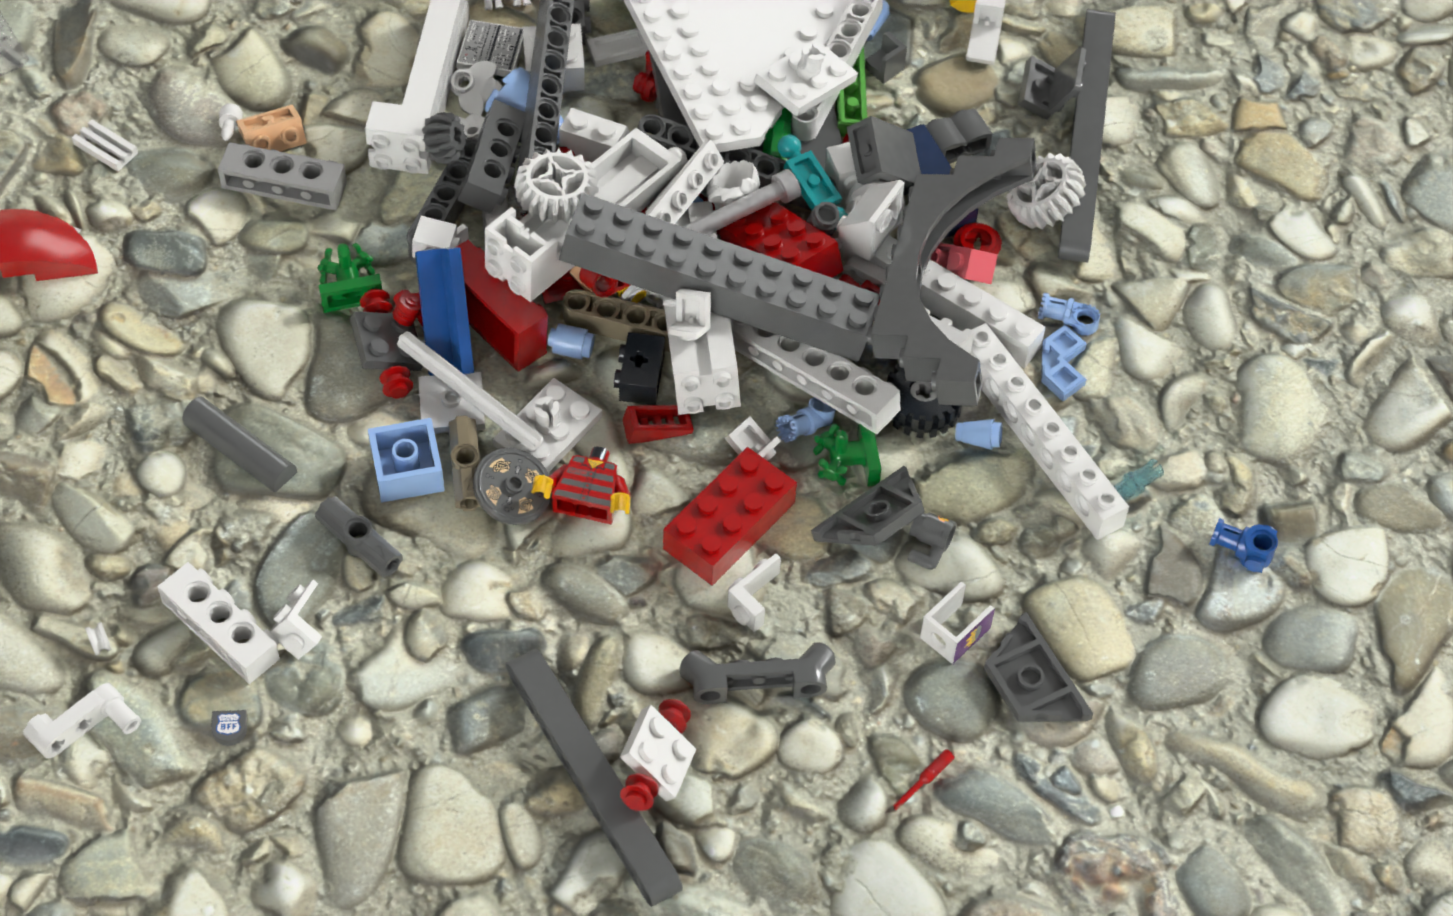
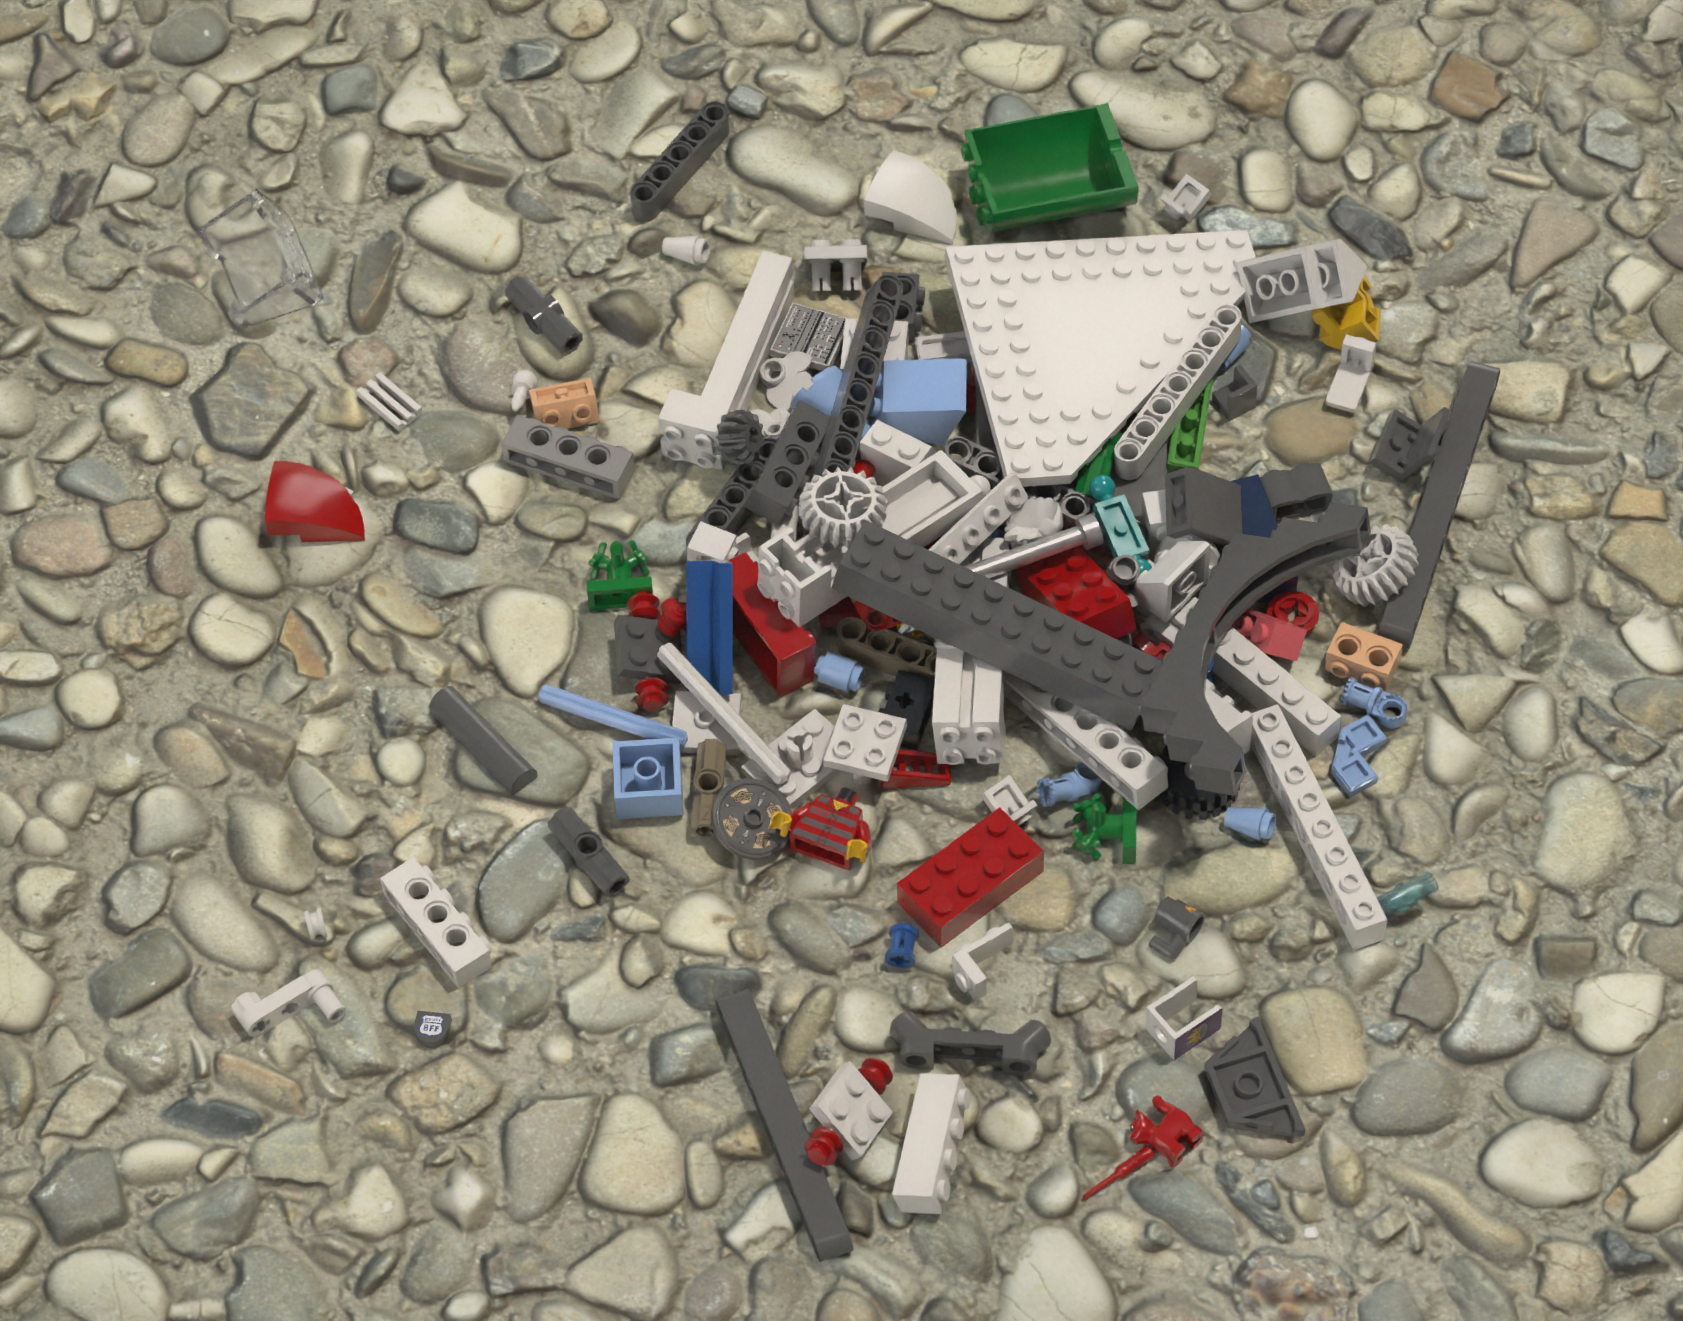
camera: 15 degrees right, 0 degrees up
(240, 53) = (543, 314): none -> dark grey piece
(291, 629) = (505, 938): white bracket -> none
(357, 406) = (609, 715): none -> light blue axle
(607, 85) = (921, 397): none -> light blue slope
(609, 403) = (865, 744): none -> white plate
(668, 577) = (892, 955): none -> blue bush
(691, 314) = (960, 662): white bracket -> none
(740, 775) = (931, 1143): none -> white brick
(805, 77) = (1133, 412): white plate -> none
(874, 514) = (1121, 894): dark grey wing -> none
(966, 734) = (1168, 1135): none -> red animal
(1050, 273) = (1365, 651): none -> light nougat brick
(1245, 543) = (1506, 972): blue connector -> none

